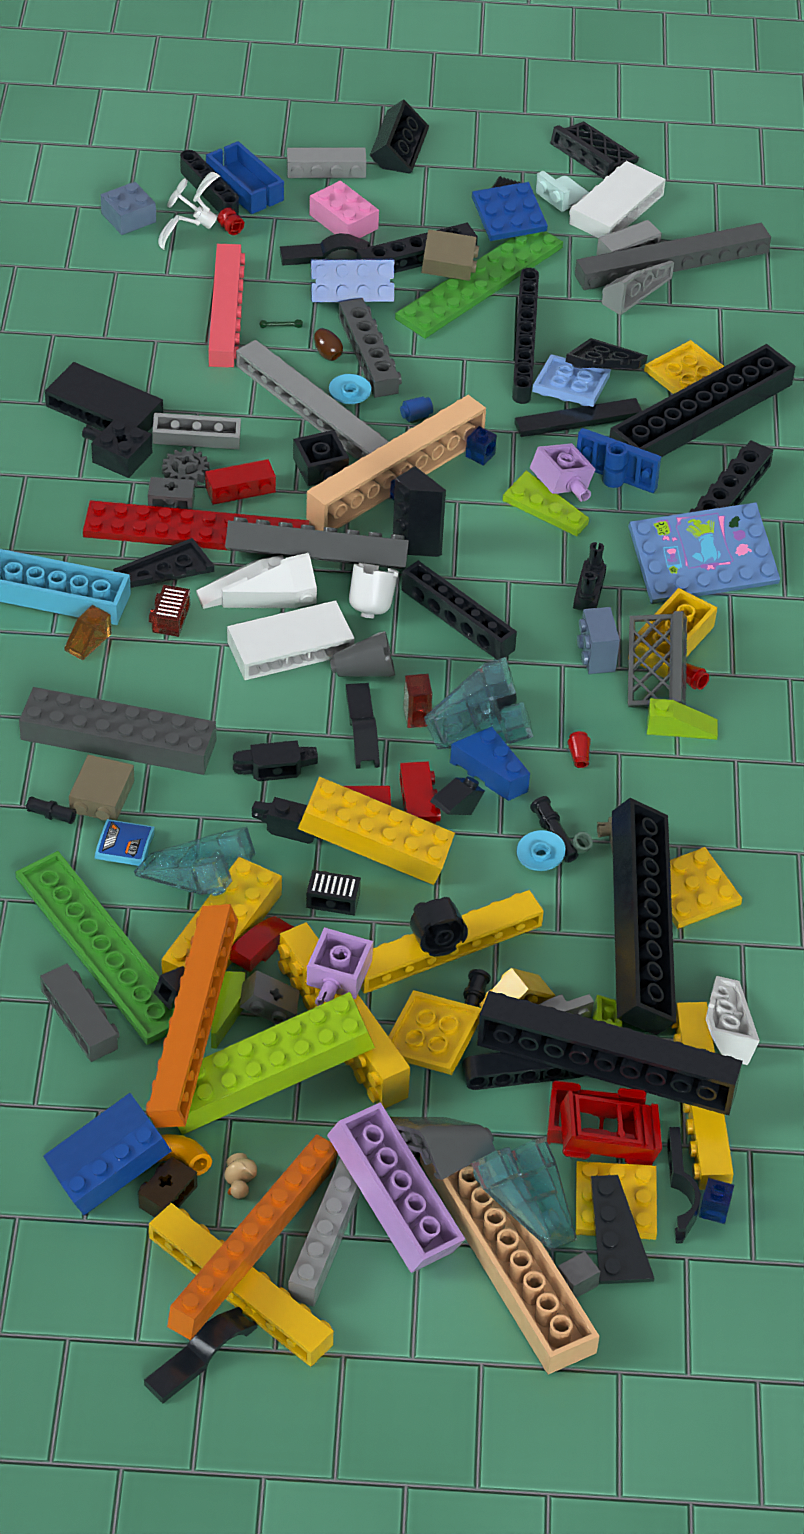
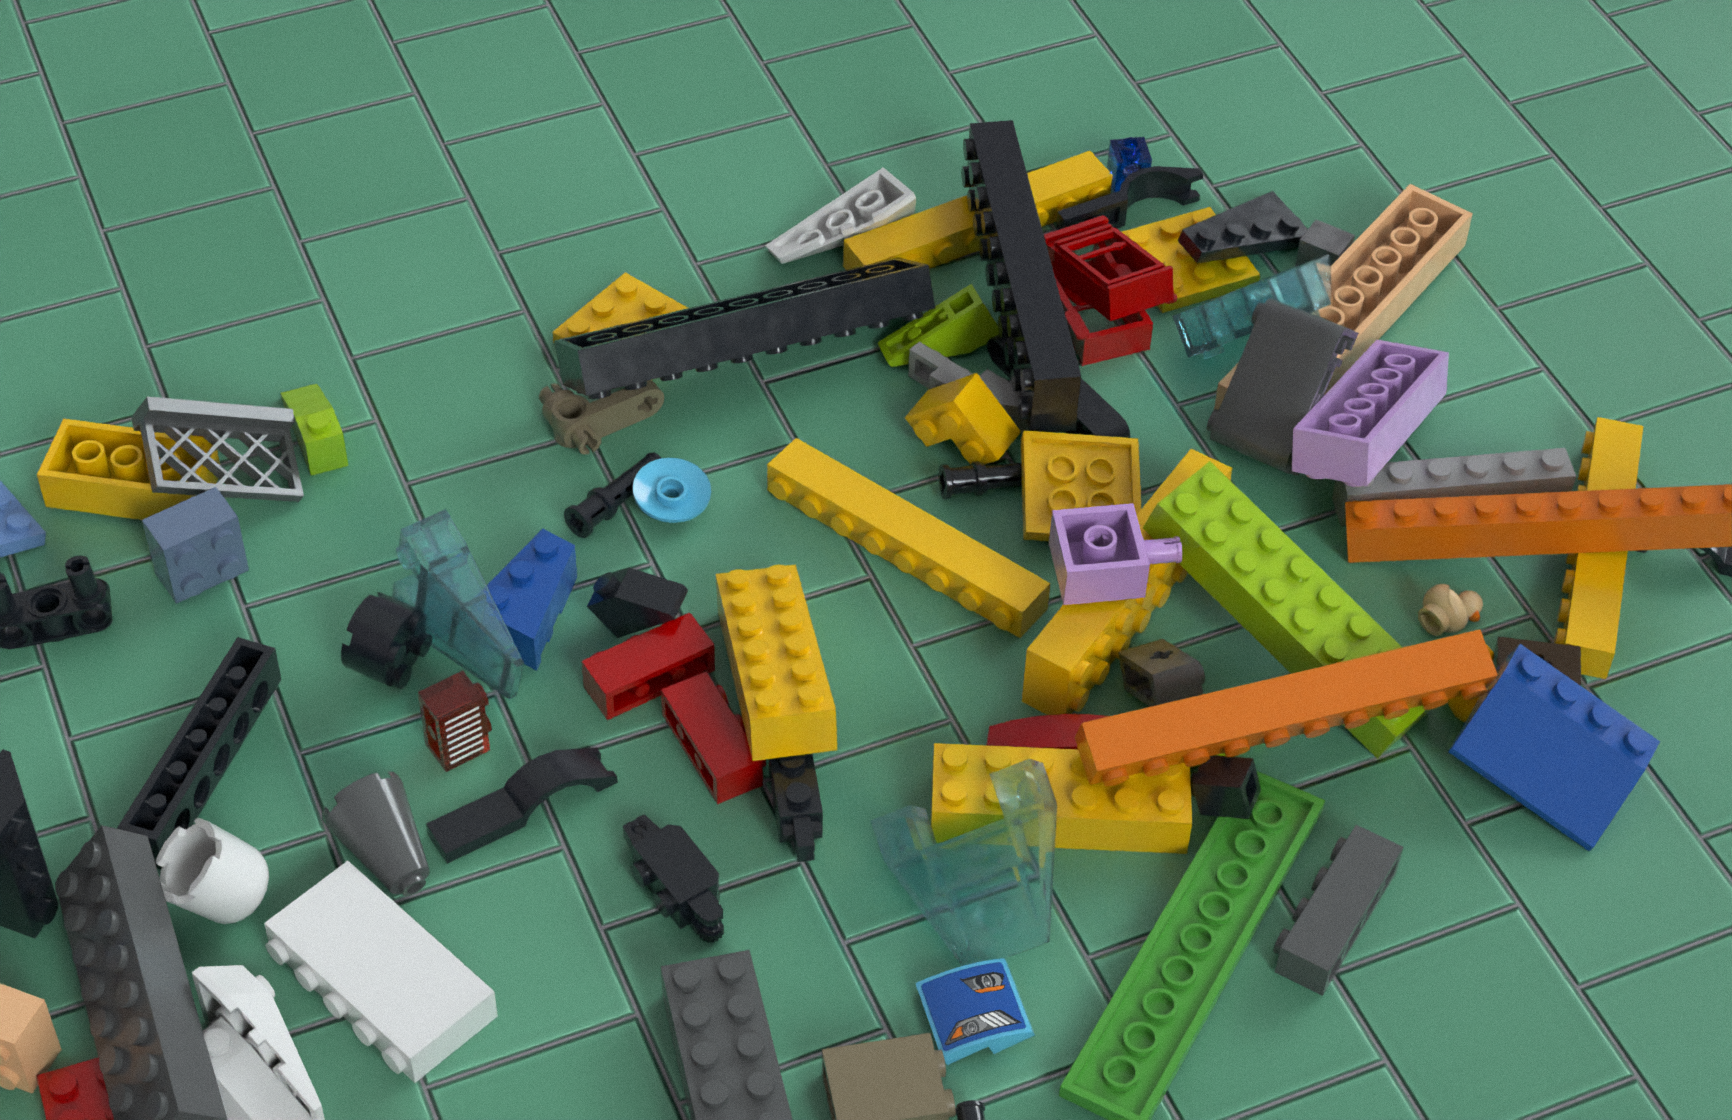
camera: 115 degrees left, 0 degrees up
(333, 892) = (902, 695): black brick -> none
(438, 926) = (929, 504): black brick -> none
(579, 747) = (426, 508): red cone -> none
(584, 842) = (624, 455): sand green hinge -> none

